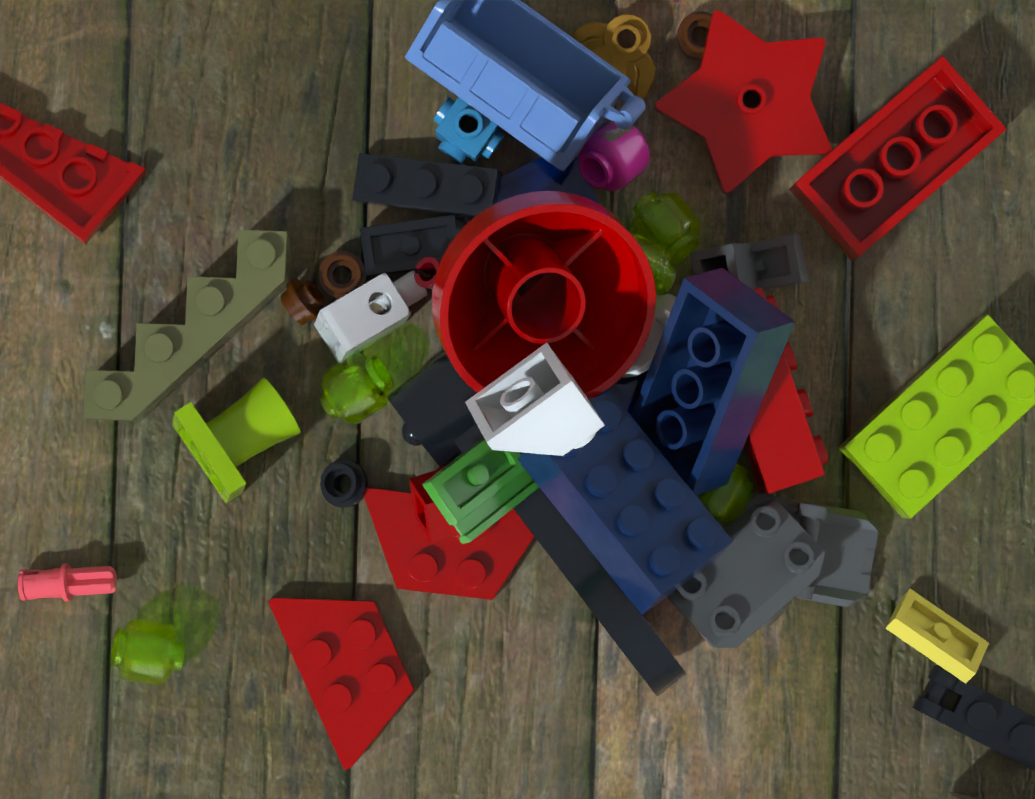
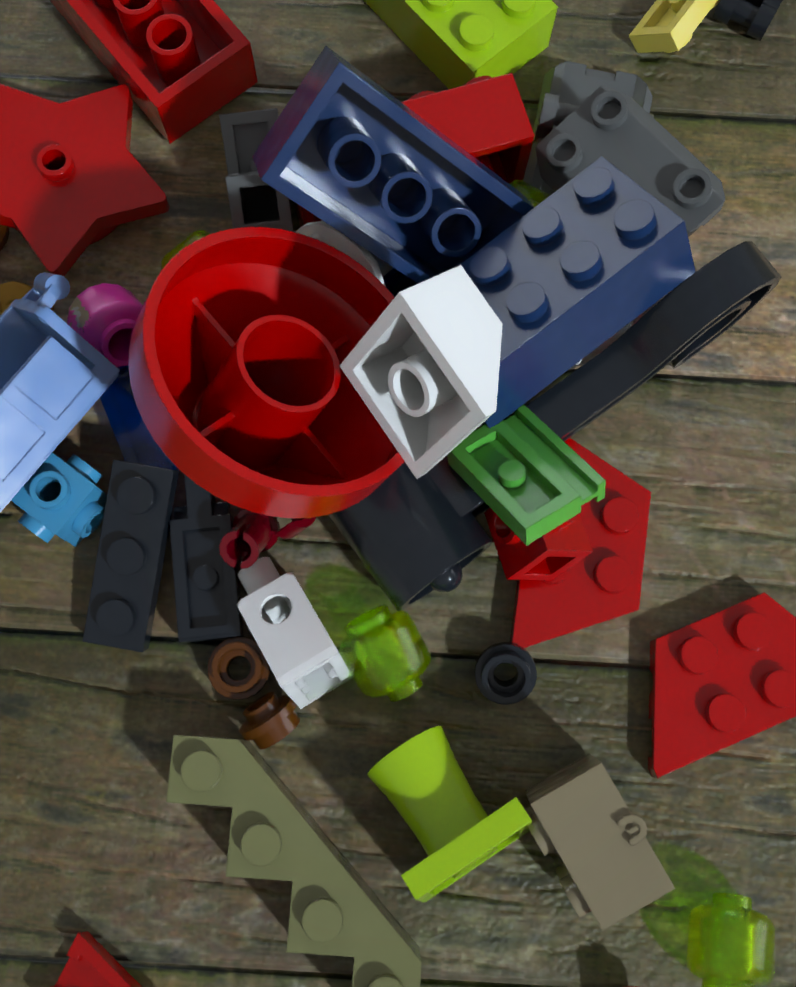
camera: 95 degrees left, 10 degrees down
(213, 548) = (604, 856): none -> dark tan brick

